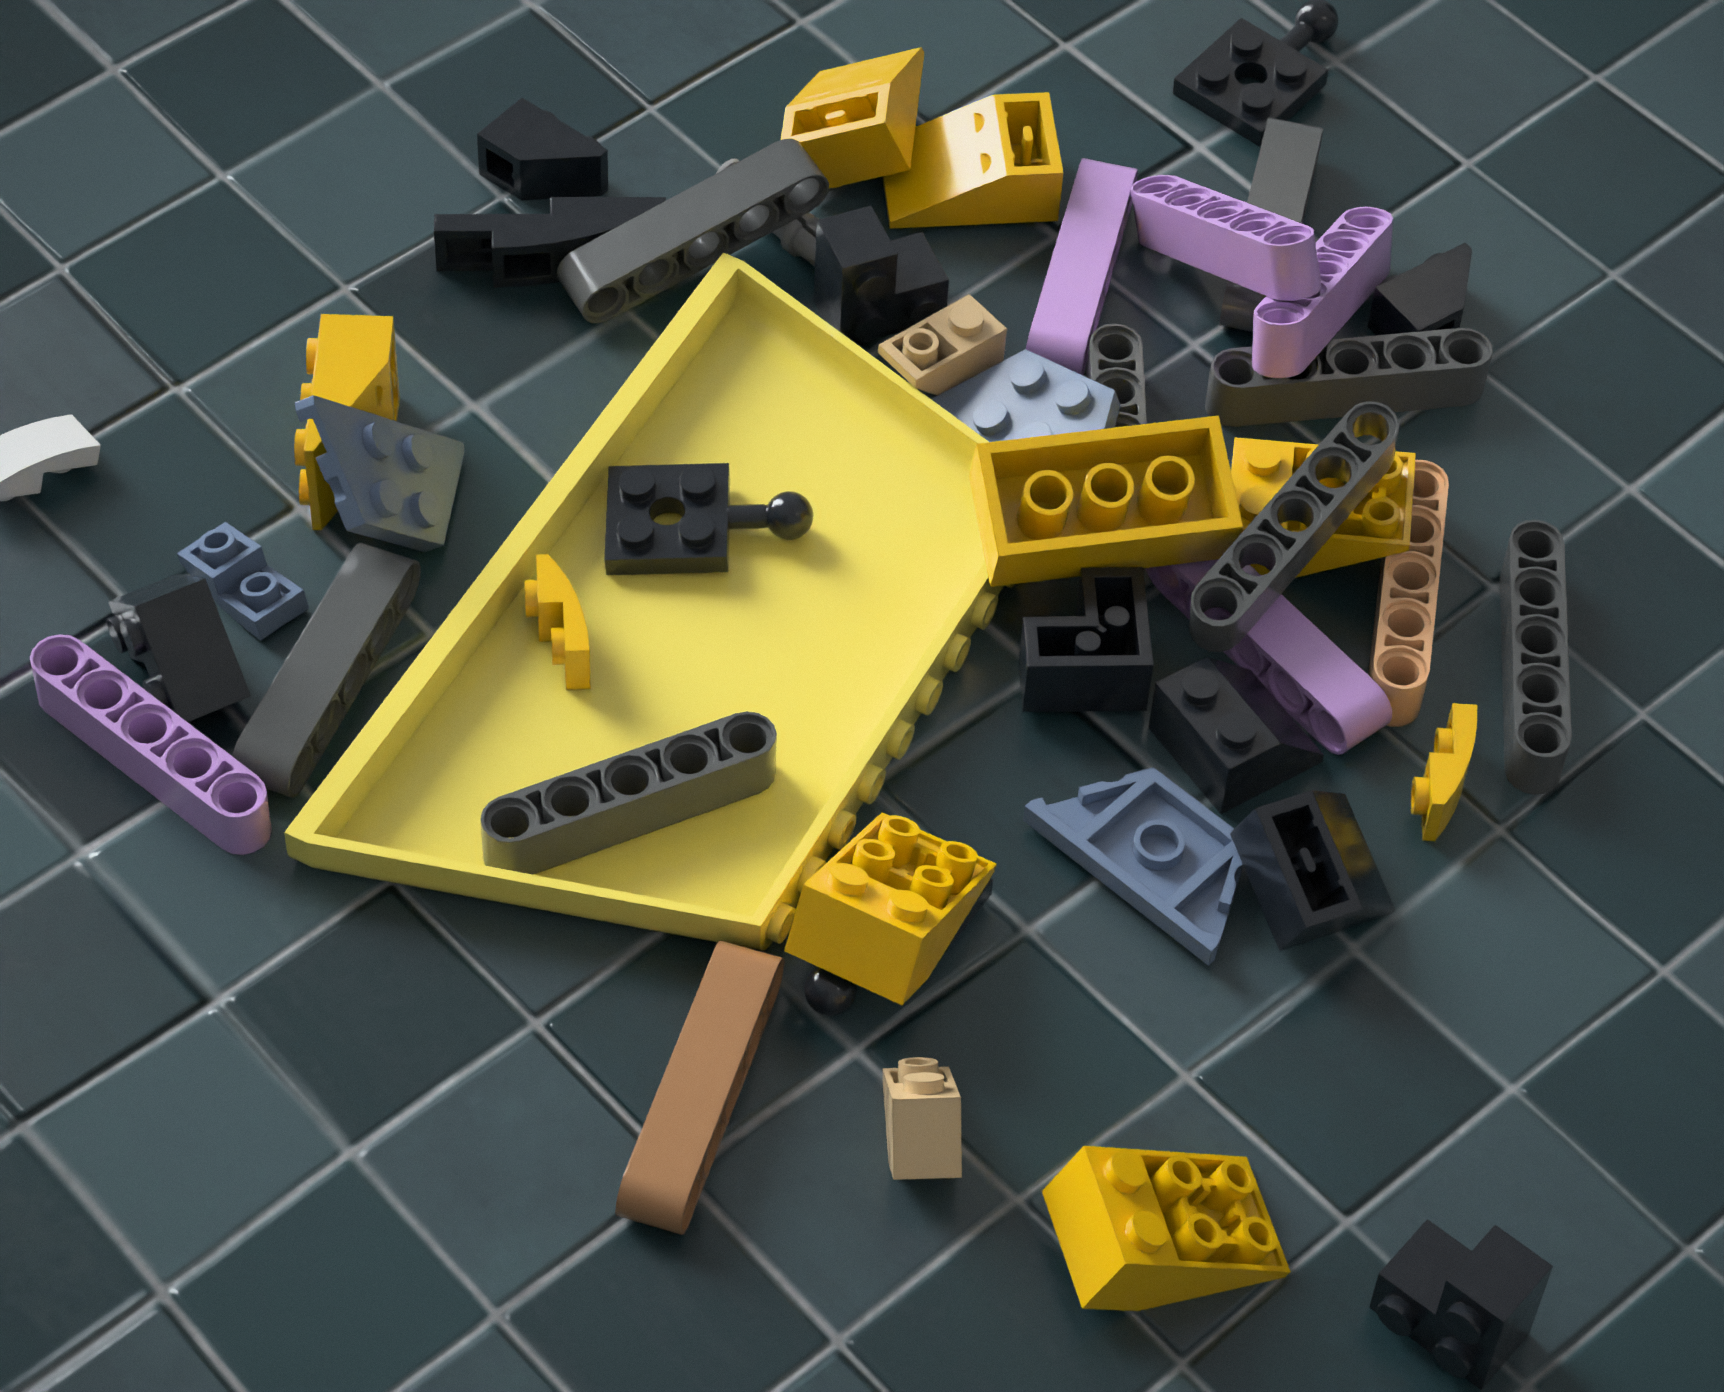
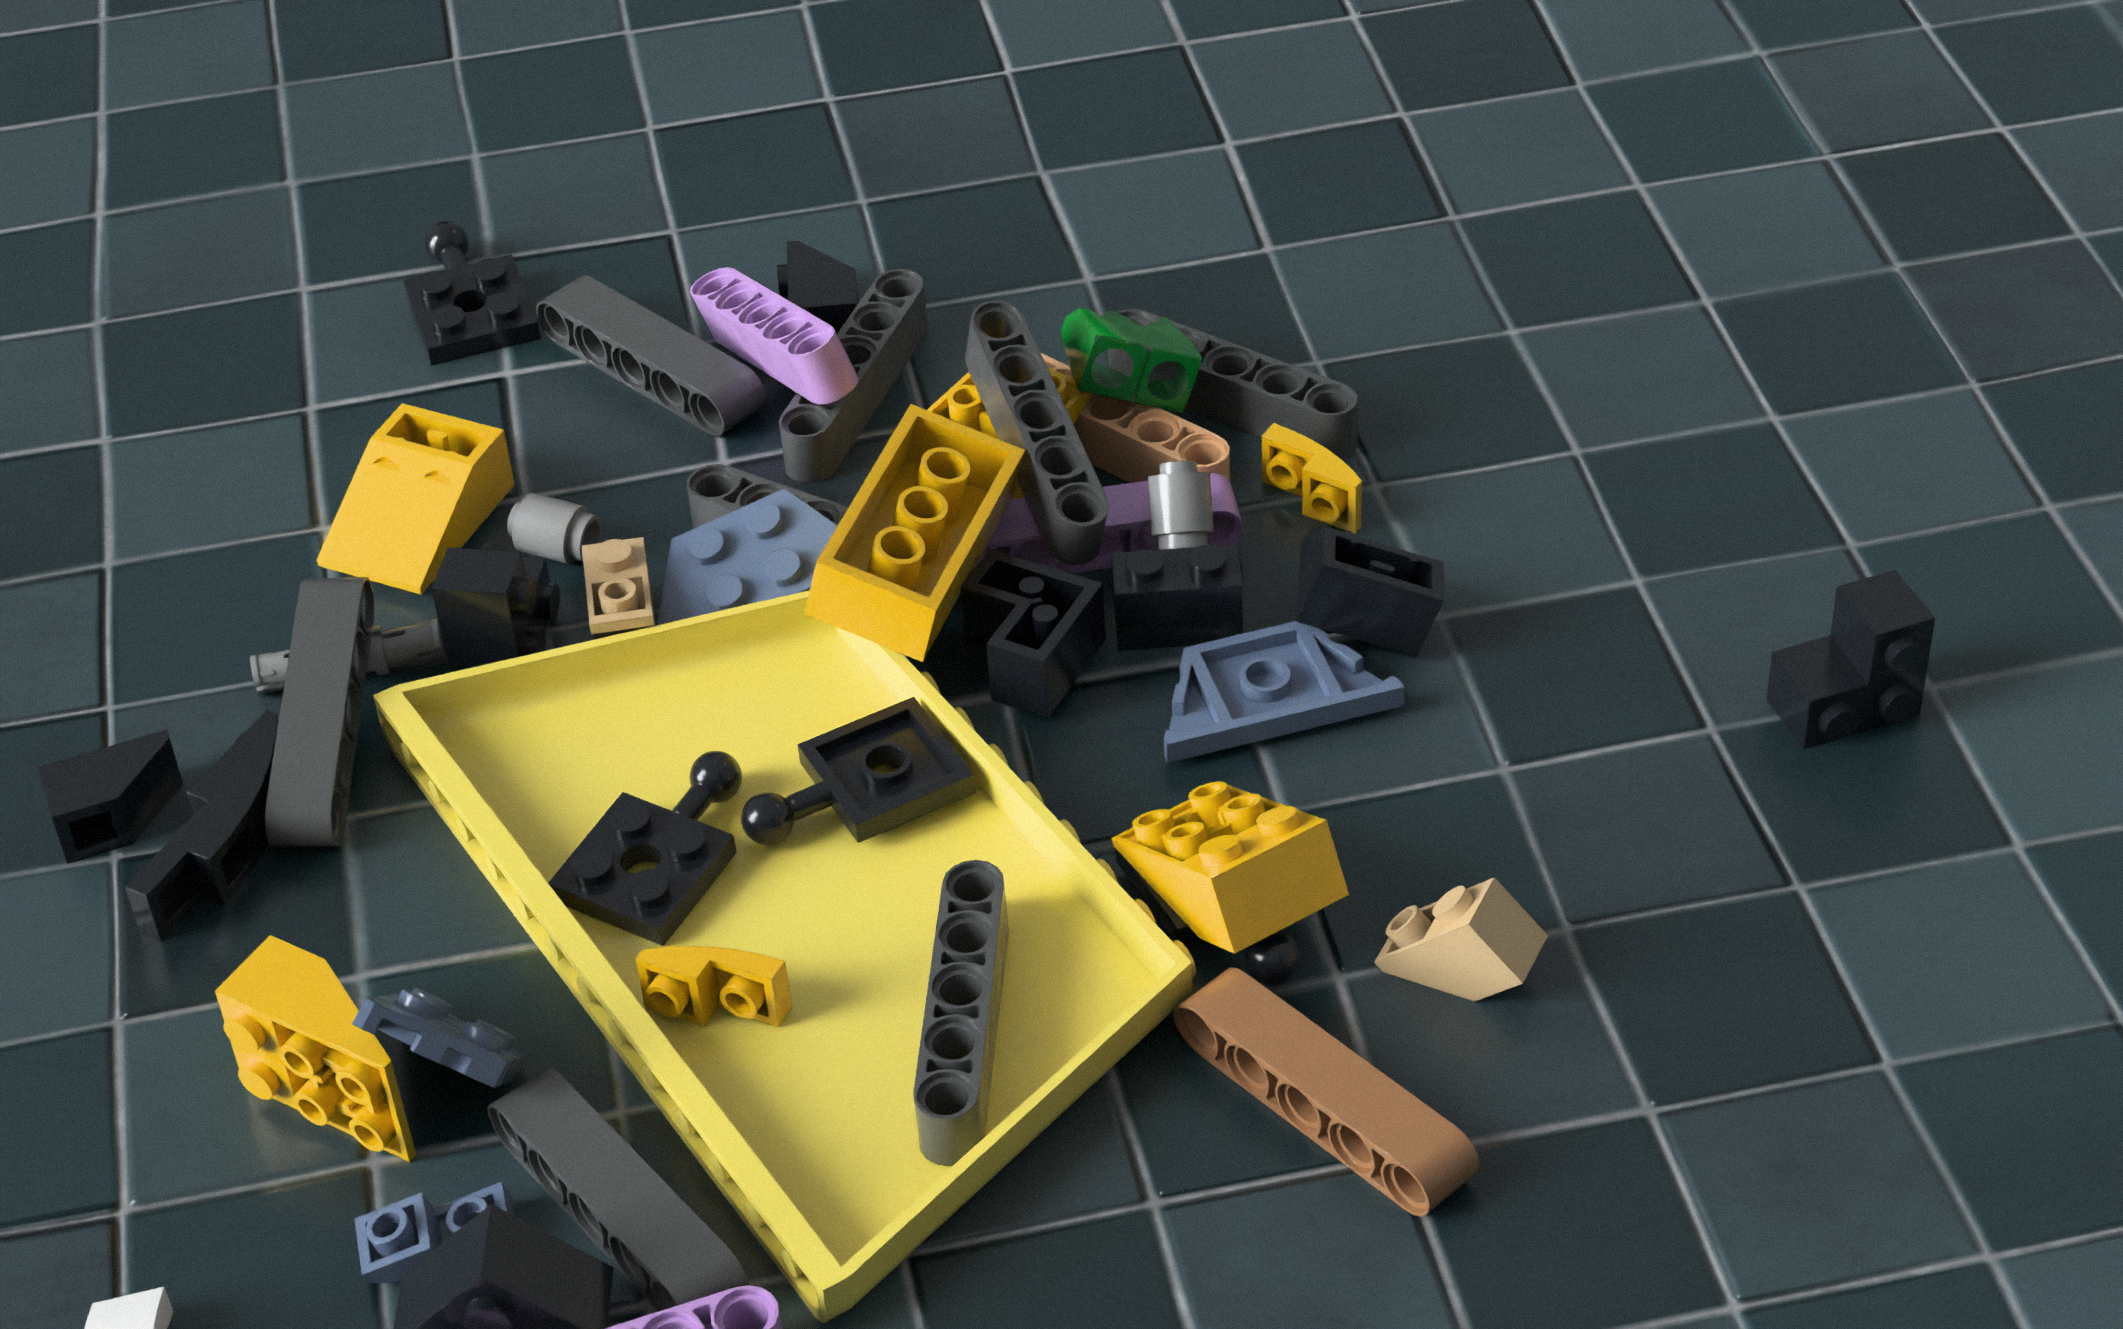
camera: 55 degrees left, 10 degrees down
(851, 593) = (868, 802): none -> black plate
(859, 117) = (284, 534): yellow slope -> none
(1010, 272) = (553, 528): none -> light grey brick
(1082, 264) = (572, 467): lavender beam -> none
(1160, 1226) = (1666, 835): yellow slope -> none
(1226, 237) = (675, 356): lavender beam -> none
(1294, 680) = (1180, 505): none -> light grey brick
(1456, 557) = (1167, 344): none -> green piece

